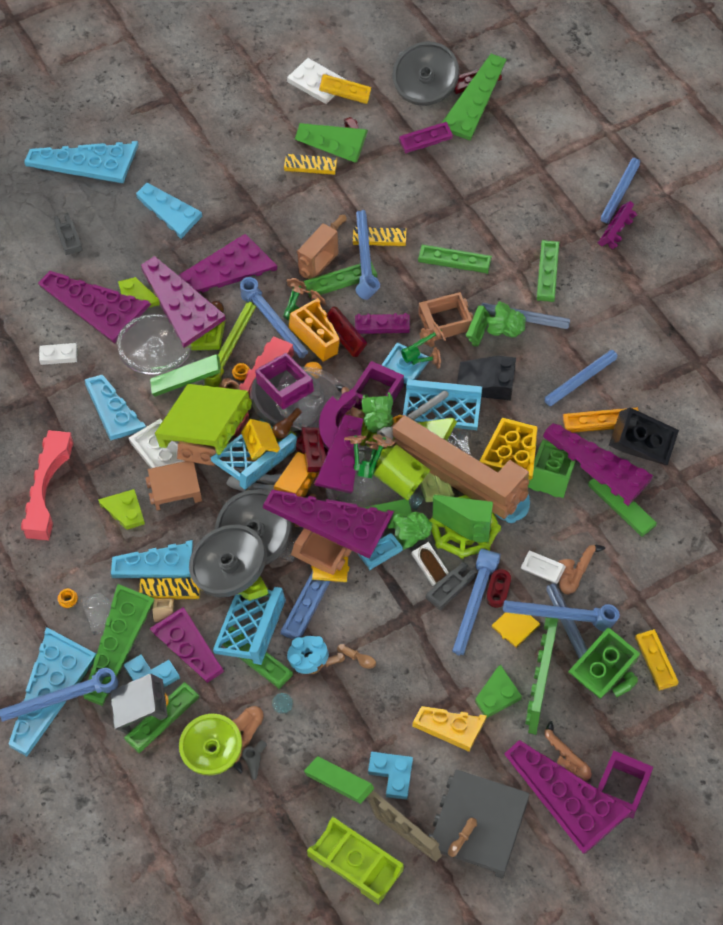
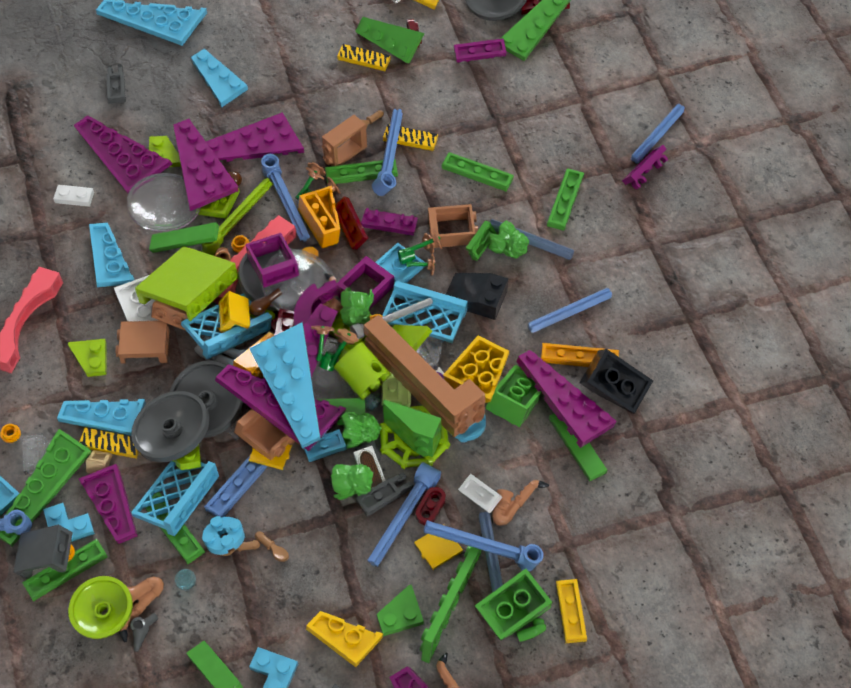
camera: 10 degrees right, 0 degrees up
(331, 487) = (287, 372): none -> medium azure wing
(419, 578) = (351, 480): none -> bright green hair

